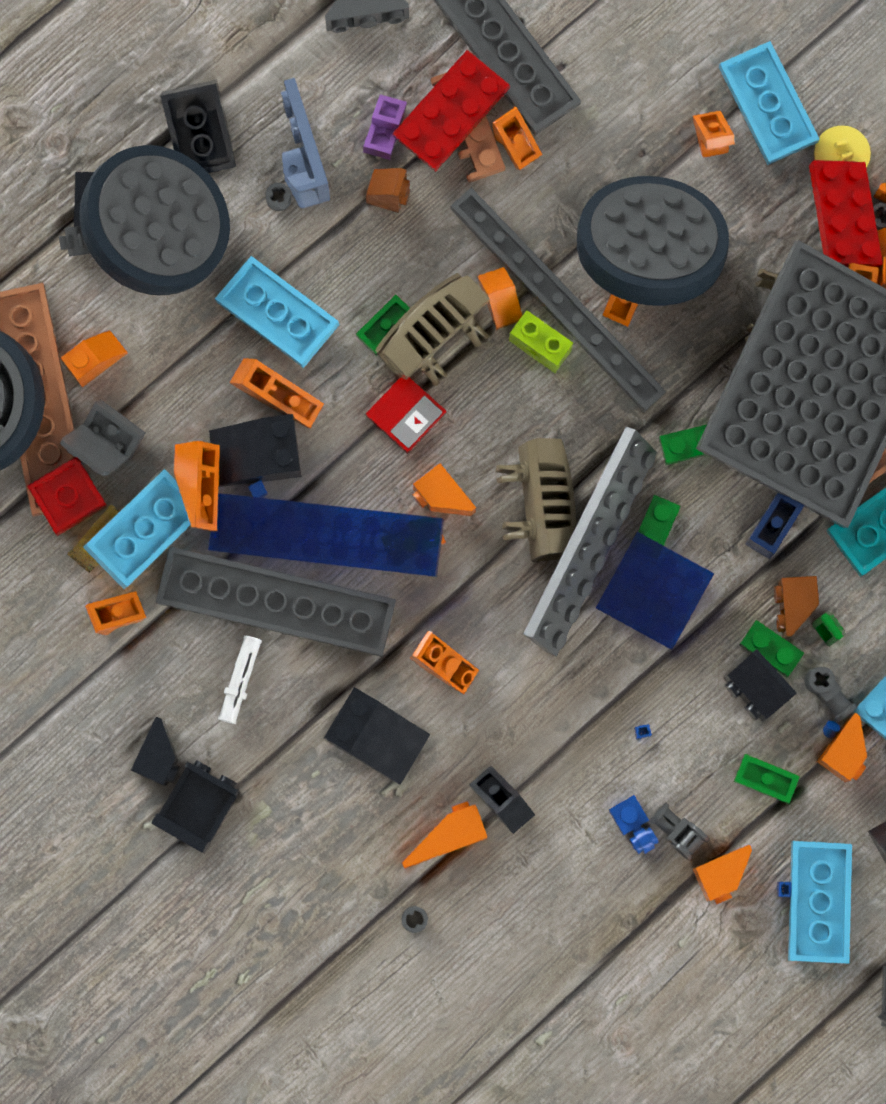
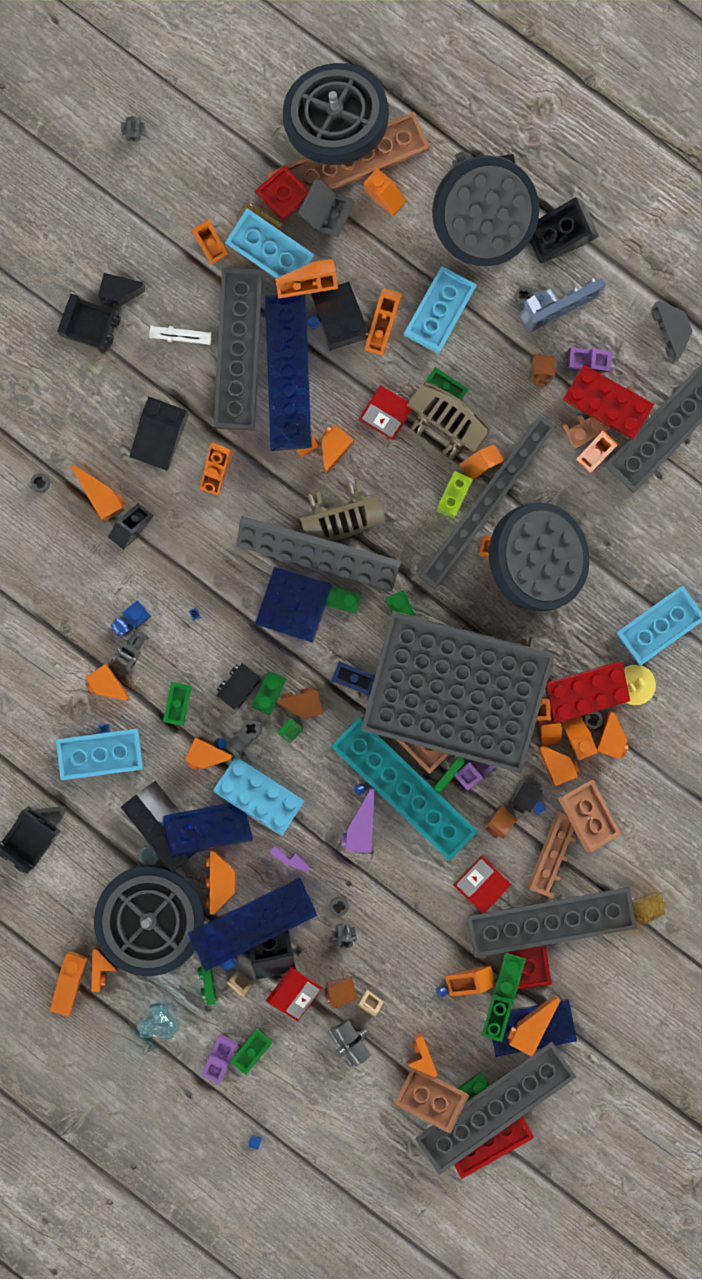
camera: 75 degrees right, 5 degrees up
(713, 133) = (630, 589): orange slope -> none

